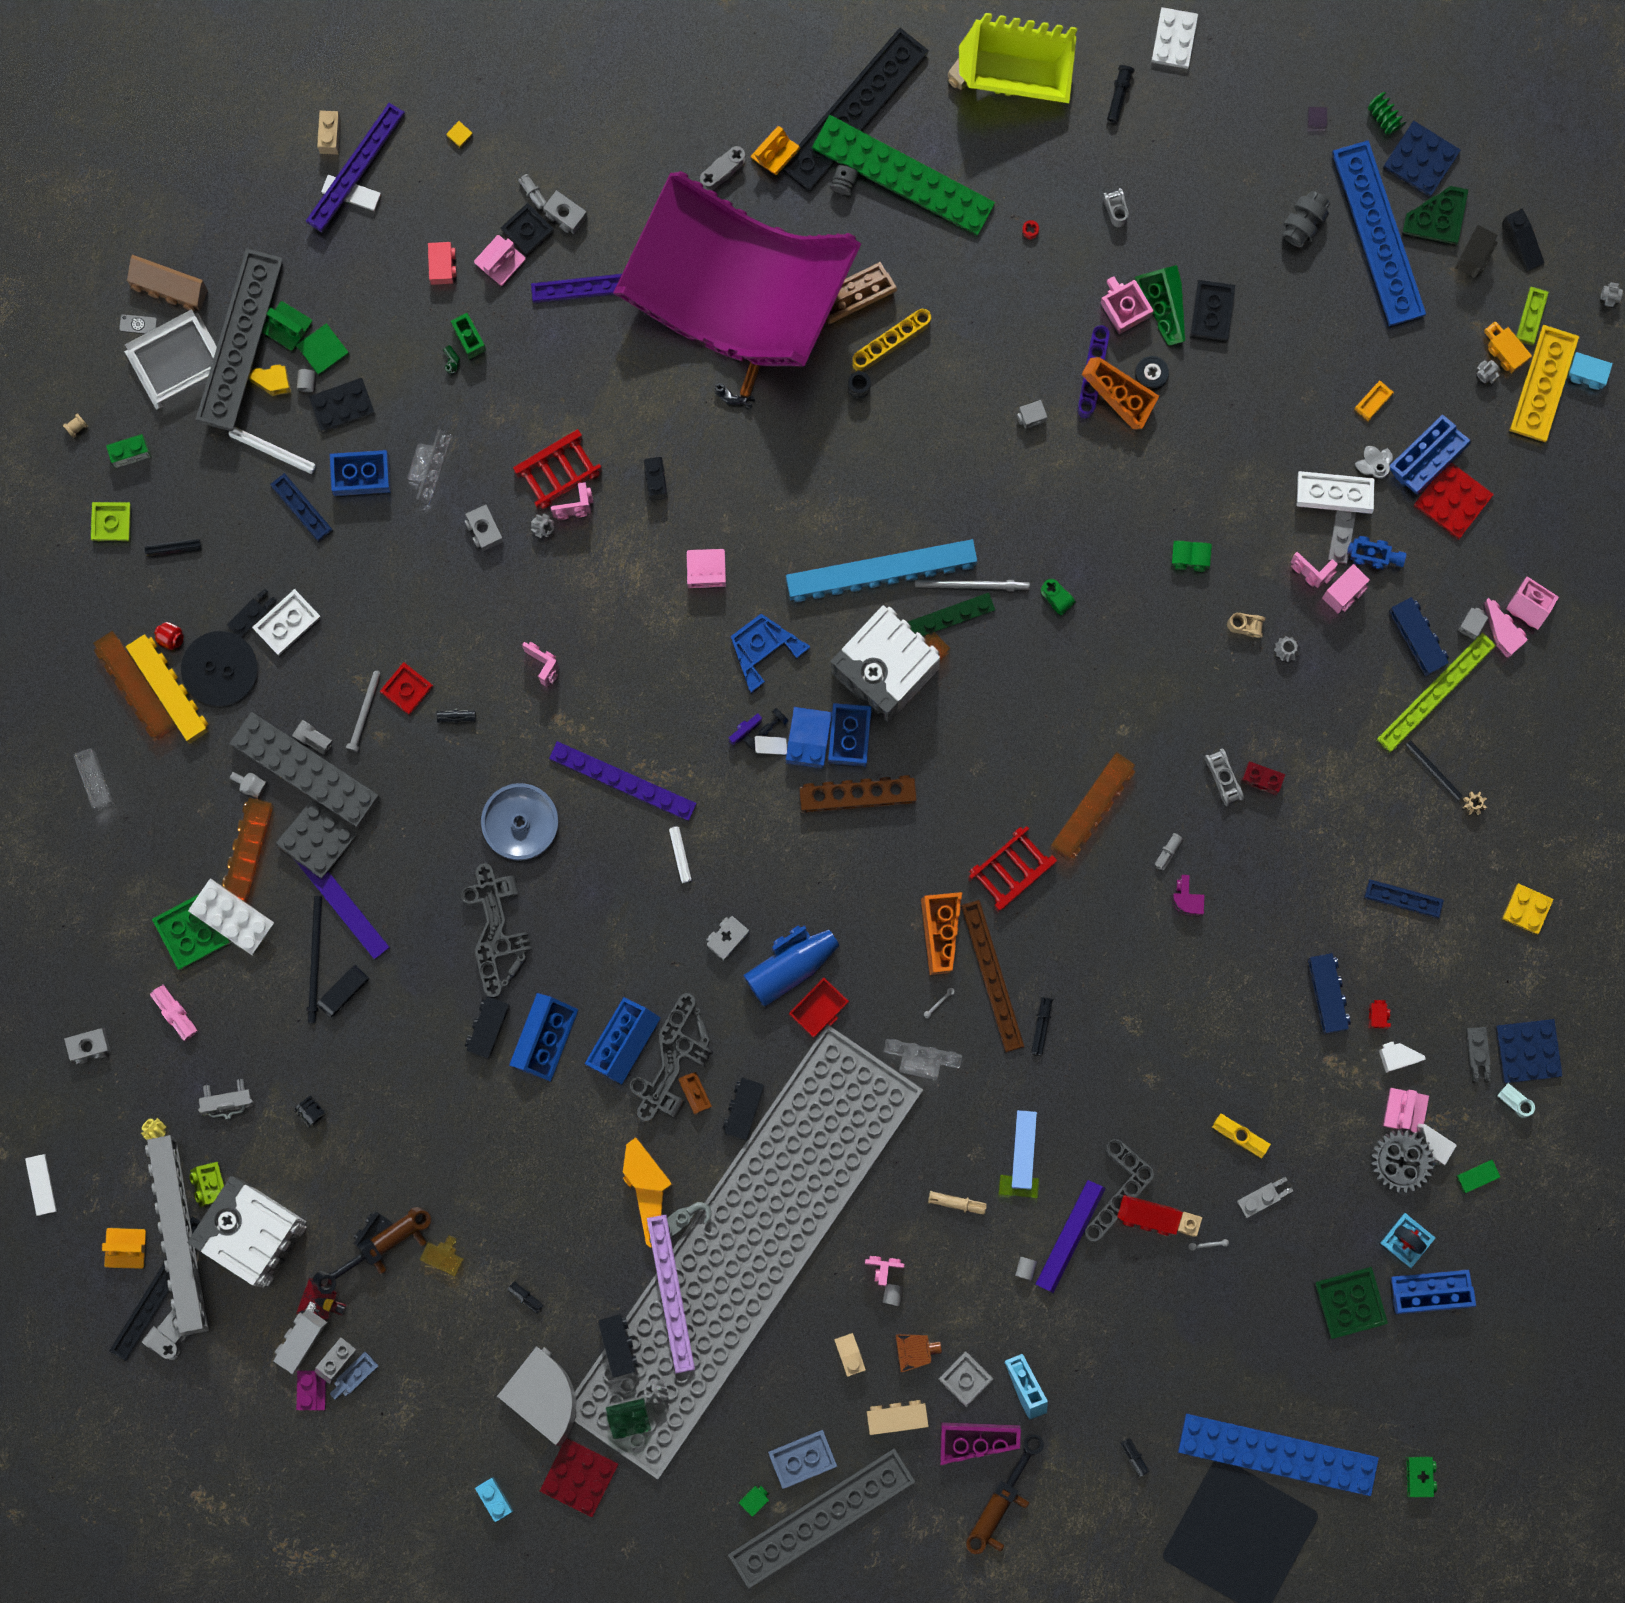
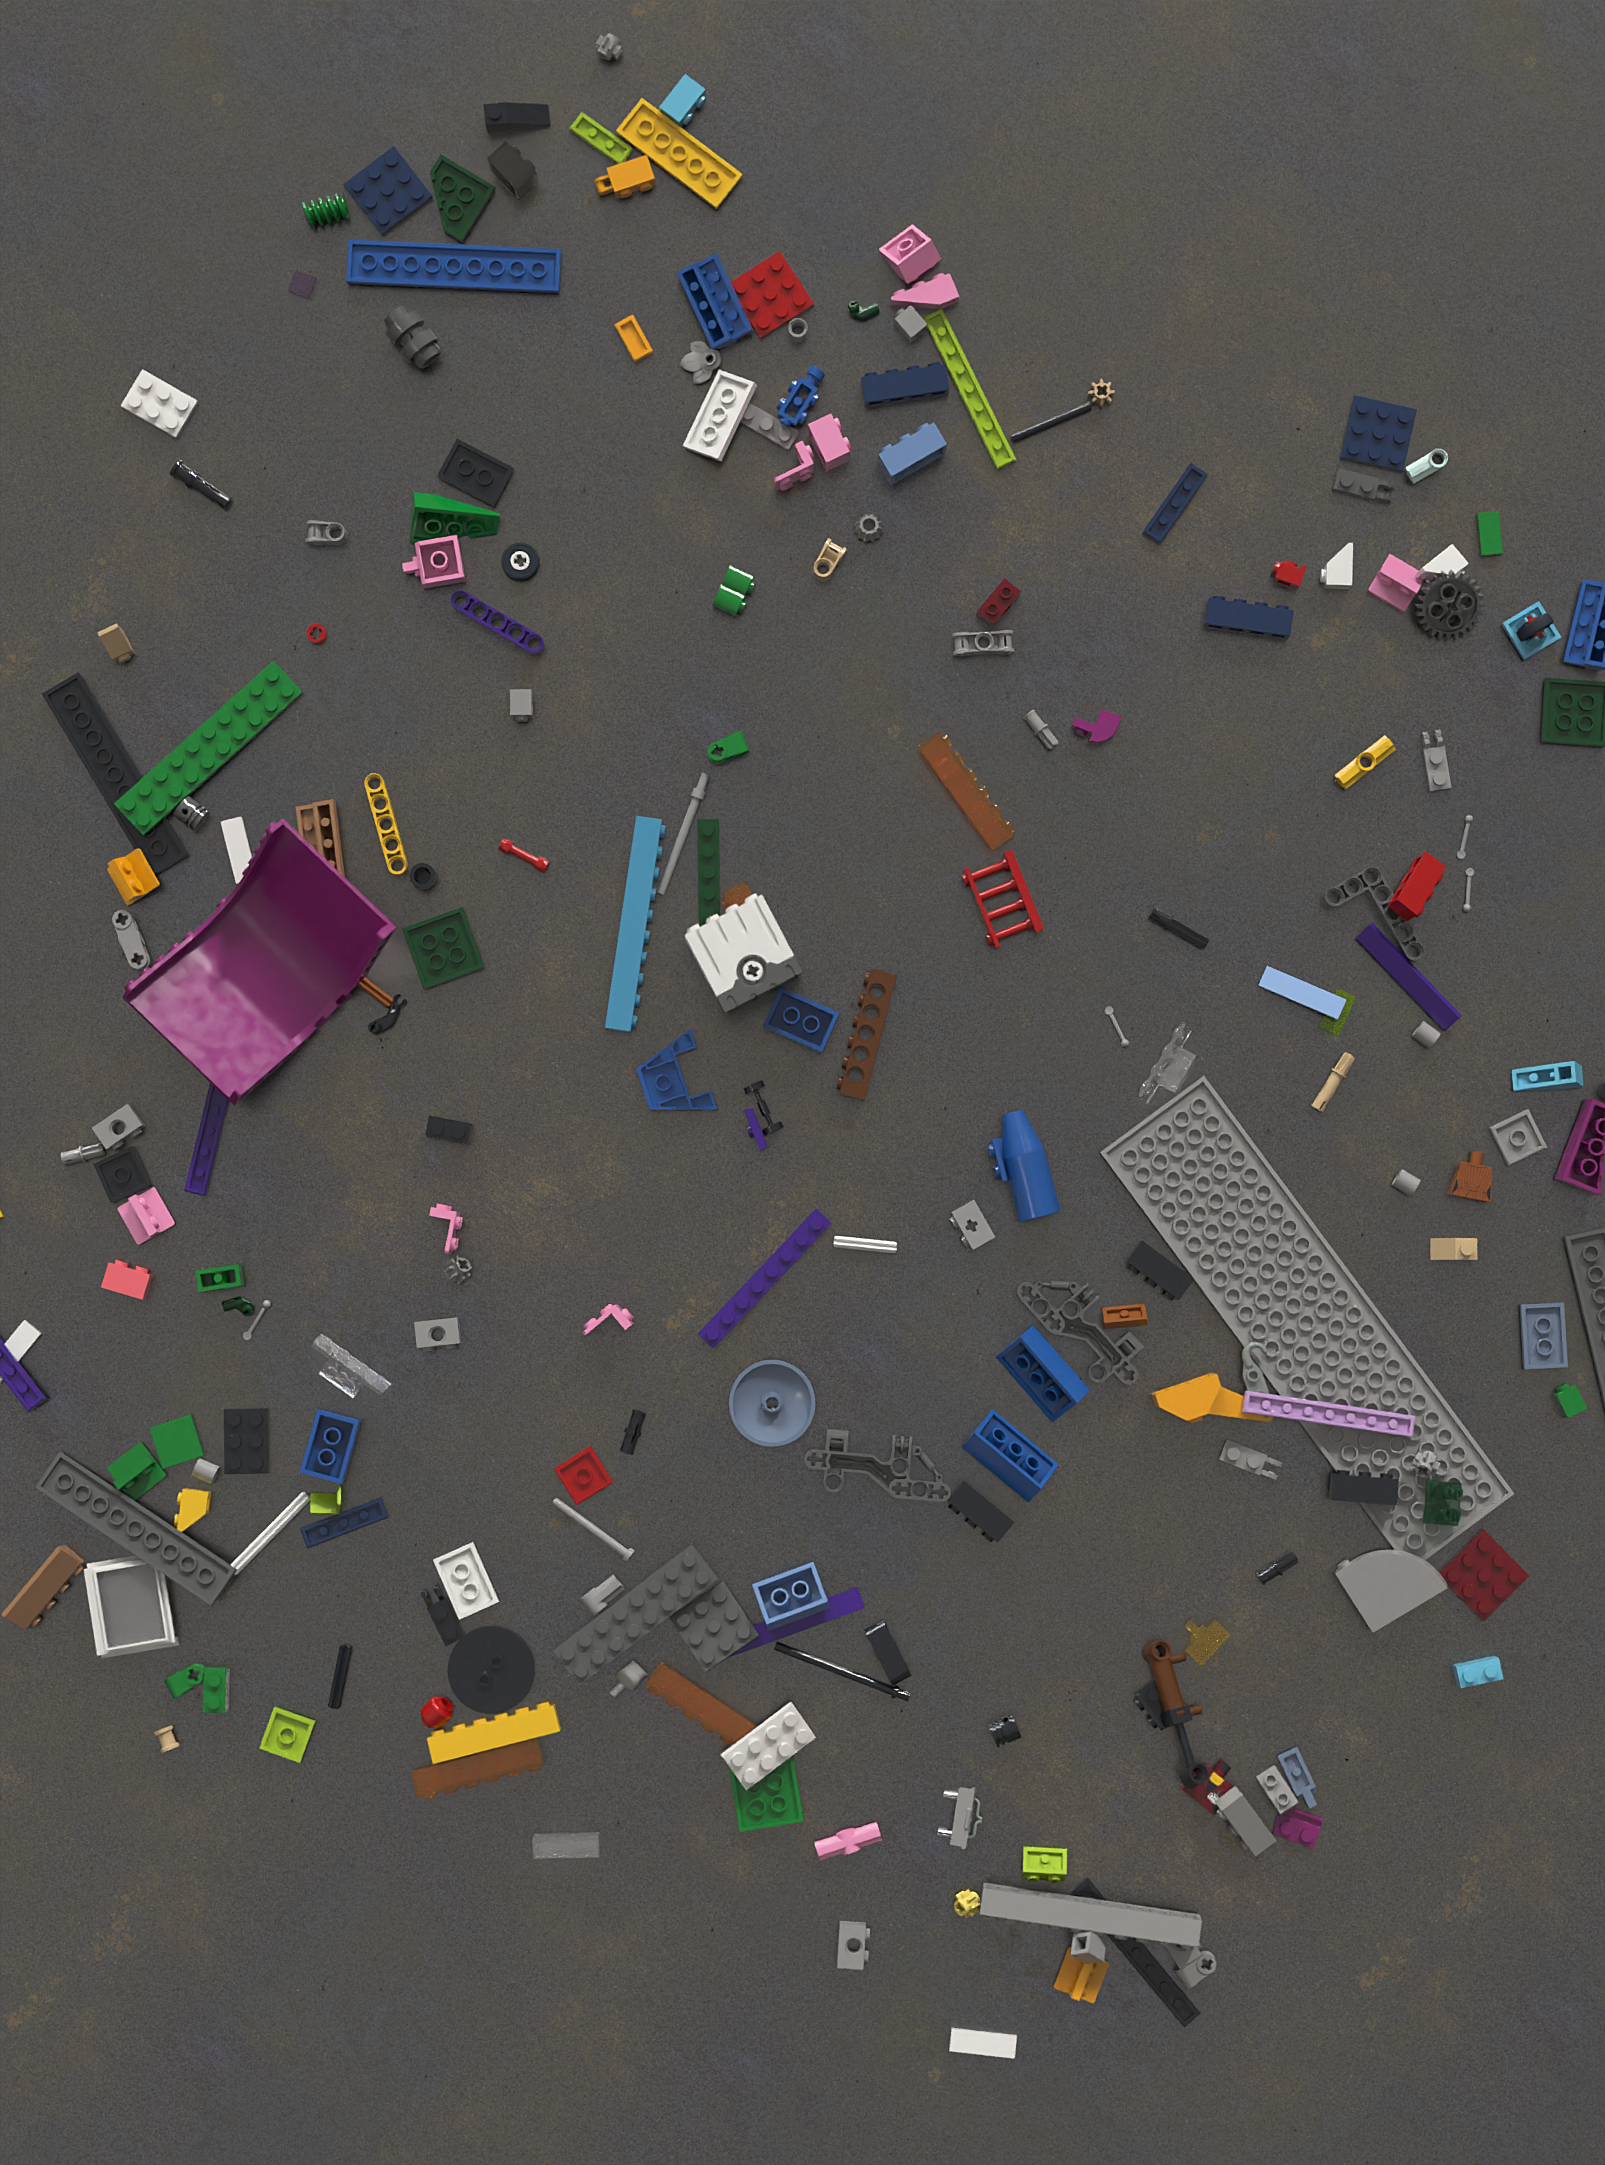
camera: 70 degrees left, 5 degrees up
(127, 423) = (183, 1681): none -> green piece
(137, 323) = (75, 1633): light grey sticker -> none
(148, 1241) = (1088, 1947): none -> light grey brick
(247, 1232) = (1116, 1839): white piece -> none
(312, 486) = (326, 1502): none -> lime bracket
(362, 892) = (791, 1596): none -> medium blue brick
(429, 376) = (248, 1335): none -> light grey hinge
(541, 460) = (385, 1246): red fence -> none
(609, 1240) = (1247, 1459): none -> light grey hinge
(706, 568) = (565, 1110): bright pink bracket -> none
(770, 745) = (781, 1107): white sticker -> none
(805, 421) = (443, 948): none -> dark green plate
(808, 737) = (786, 1064): blue slope -> none
(819, 1008) = (1079, 1154): red container -> none
(835, 224) = (237, 845): none -> white tile
(882, 1273) = (1381, 1185): bright pink bracket -> none
(897, 1417) = (1535, 1222): tan brick -> none
(909, 445) = (508, 847): none -> red bar
(940, 928) = (1042, 997): orange wedge -> none
(992, 976) = (1108, 961): reddish brown tile -> none
(1018, 59) = (130, 578): neon yellow piece -> none
(1122, 392) = (536, 599): orange wedge -> none
(1179, 1259) = (1469, 873): none -> light grey hinge
(1189, 1224) = (1439, 848): tan brick -> none
(1362, 660) = (911, 452): none -> medium blue brick
(1434, 525) = (797, 337): none -> light grey beam
(1467, 580) = (861, 312): none -> dark green arm
(1488, 371) = (646, 207): light grey gear -> none
(1527, 909) = (1230, 379): yellow plate -> none

